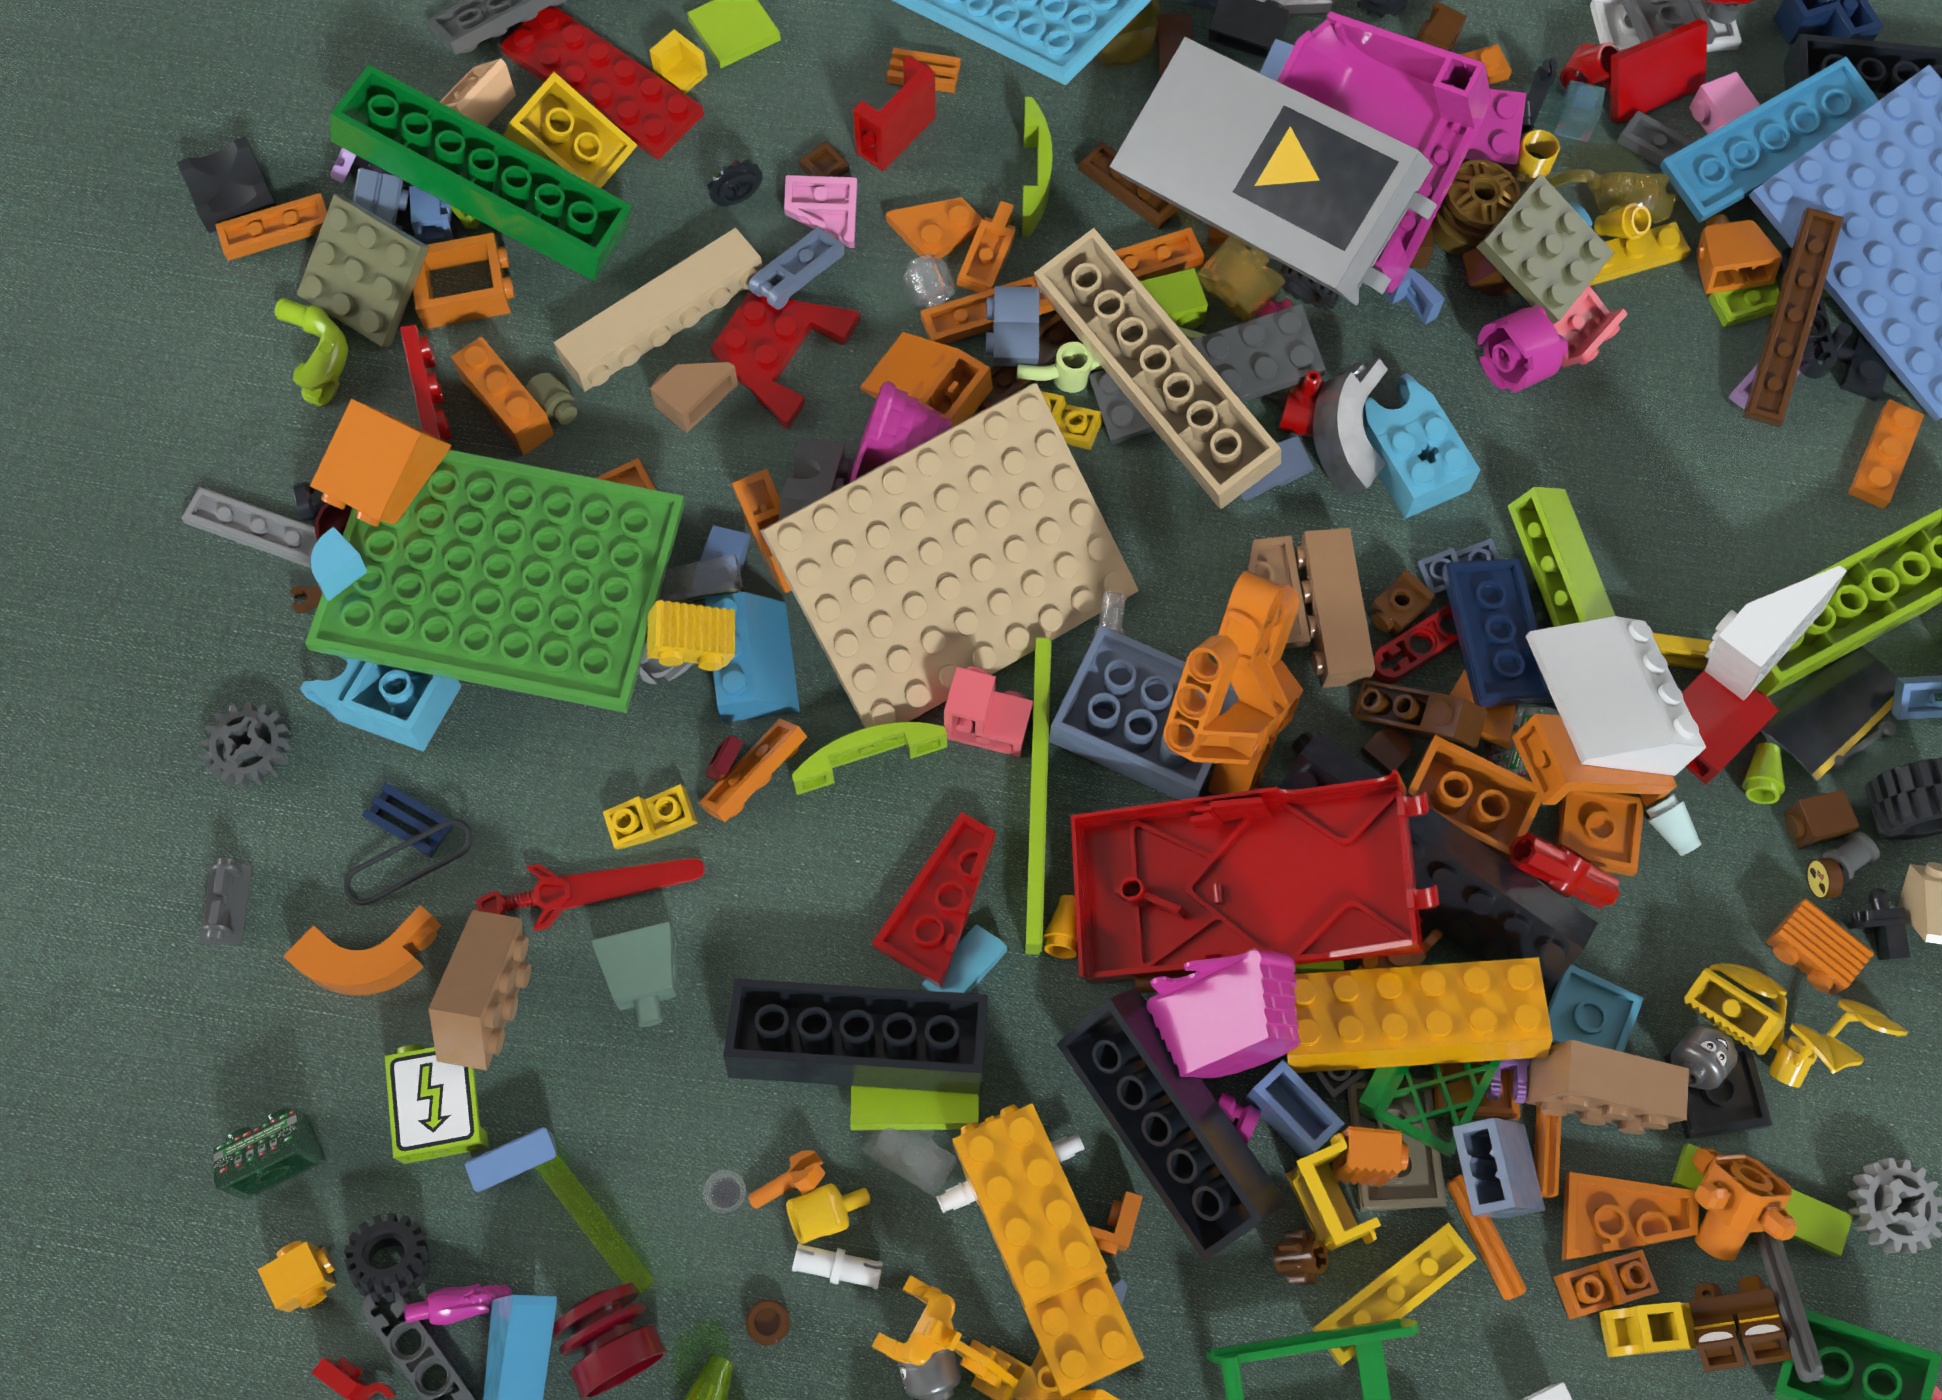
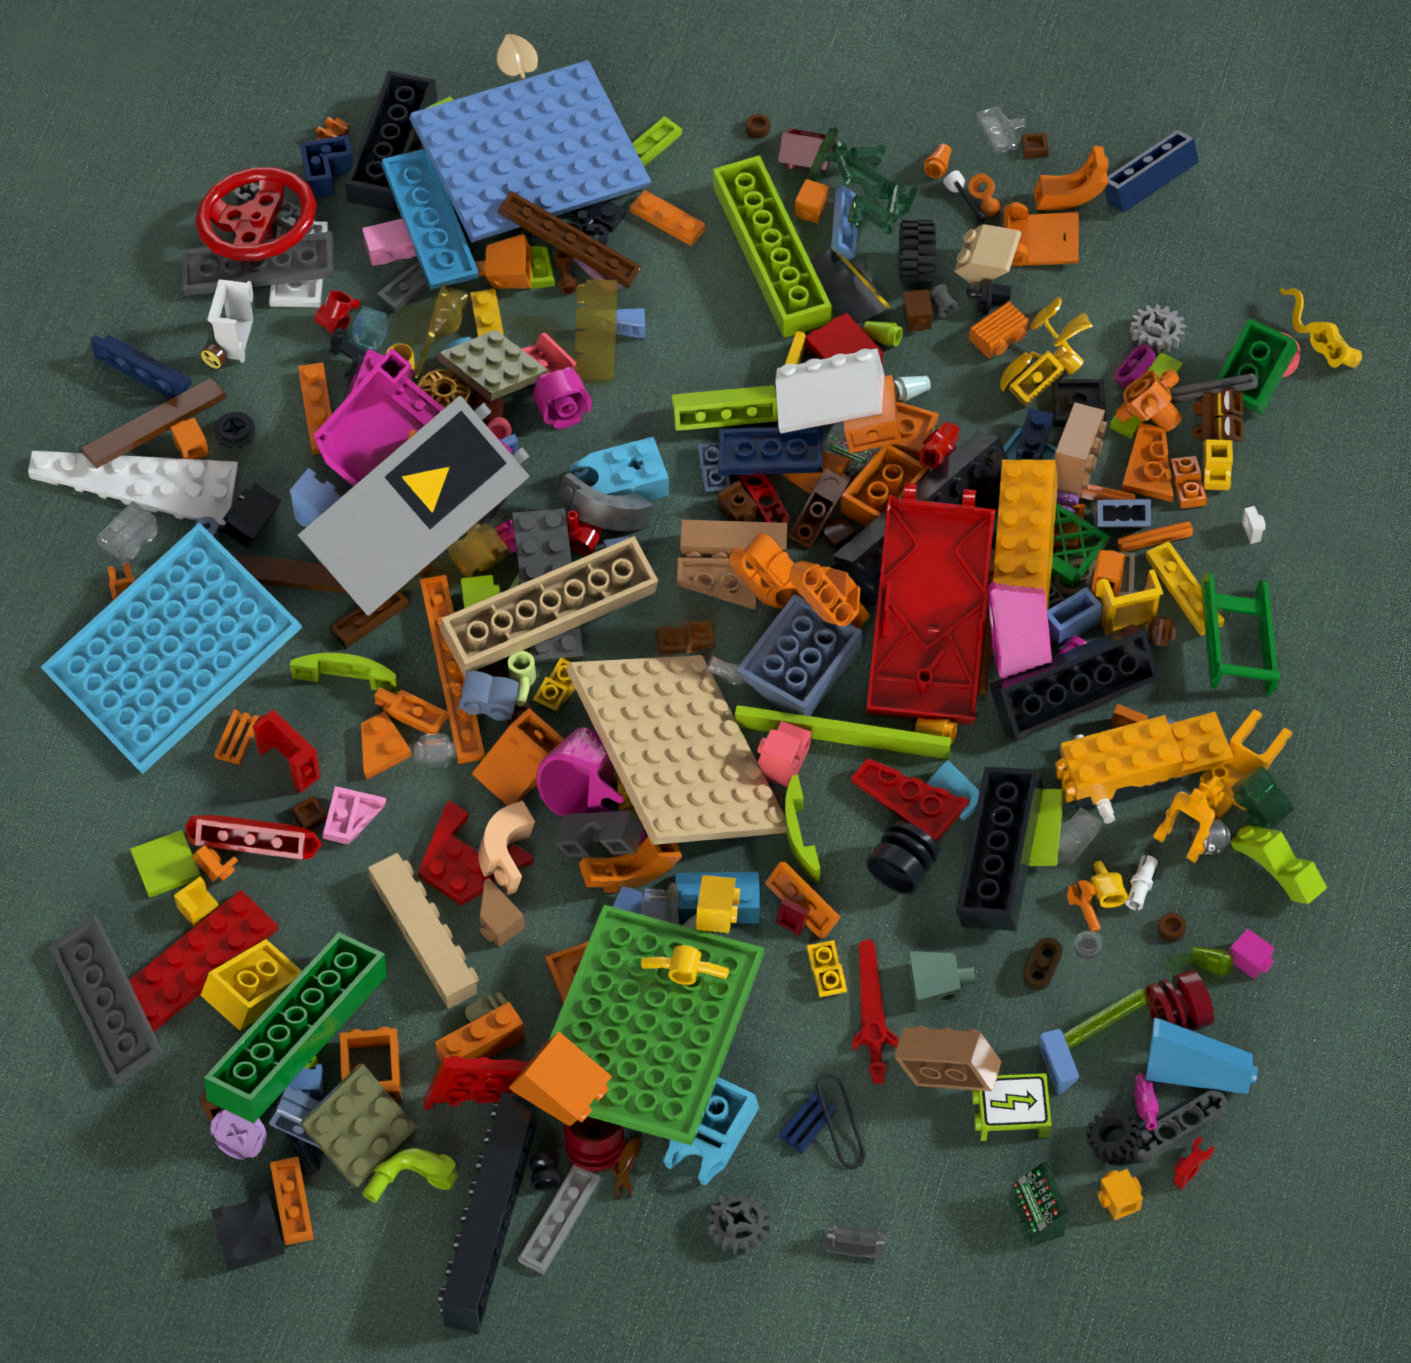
camera: 80 degrees left, 10 degrees down
(207, 430) = (489, 1213): none -> black brick
(335, 563) = (637, 1111): medium azure brick -> none
(368, 969) = (912, 1168): orange arch -> none
(482, 92) = (194, 1049): light nougat slope -> none
(576, 601) = (685, 965): none -> yellow piece
(681, 1125) = (1042, 966): none -> dark brown plate
(727, 65) = (209, 862): none -> orange bracket
(744, 182) = (324, 867): black gear -> none
(774, 104) = (252, 836): none -> red brick
(793, 366) = (504, 828): none -> light nougat arch
(796, 267) = (404, 834): sand blue plate -> none
(819, 893) = (902, 857): none -> black wheel
(1165, 566) = (689, 638): none -> clear orange slope
(1442, 28) = (283, 399): reddish brown brick -> none
(1454, 285) = (500, 427): none -> coral tile
(1621, 1020) = (1034, 434): none -> dark blue hinge
(1626, 222) = (471, 318): yellow cone -> none
(1658, 70) = (351, 272): red tile -> none
(1662, 379) = (599, 323): none -> clear yellow windscreen
(1680, 416) = (631, 322): none -> medium blue slope
(1707, 1054) = (1060, 399): flat silver head -> none
(1728, 337) = (564, 263): none -> reddish brown bar
(1765, 629) = (818, 292): white slope -> none
(1811, 1173) = (1134, 365): none -> magenta plate
(1825, 878) = (955, 317): tile -> none
(1896, 28) = (334, 129): none -> orange piece

